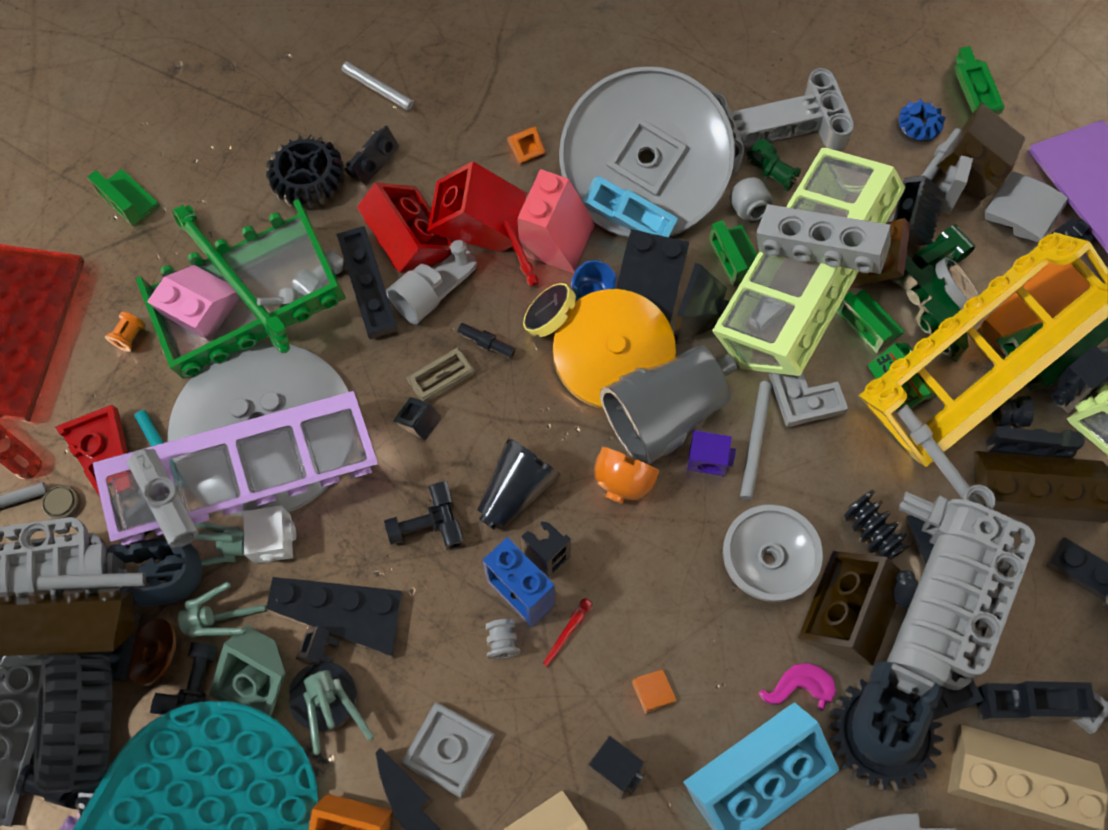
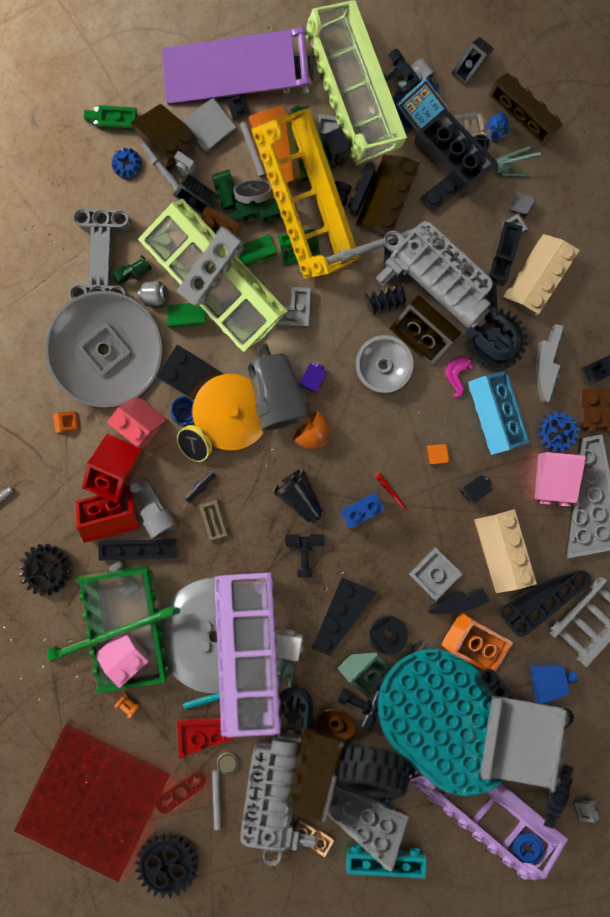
camera: 75 degrees left, 20 degrees up
(91, 581) = (294, 749): light grey bar -> none
(124, 195) = (24, 689): green panel -> none
(171, 512) = (277, 696): light grey piece -> none
(196, 618) = (325, 695): sand green plant -> none
(285, 297) = (141, 600): light grey hand -> none
(313, 645) = (358, 633): black tile -> none
(321, 692) = (389, 636): sand green plant -> none
(373, 157) = (50, 529): black hinge -> none
(417, 418) = (237, 541): black slope -> none
(501, 639) = (386, 528): light grey bush -> none
(526, 266) = (157, 448): red piece -> none
(548, 553) = (347, 487): black hinge -> none
(627, 208) = (140, 374): medium azure slope -> none
(700, 305) = (219, 350): black slope -> none
(756, 441) = (311, 347): light grey bar -> none
(905, 588) = (427, 299): black arm -> none

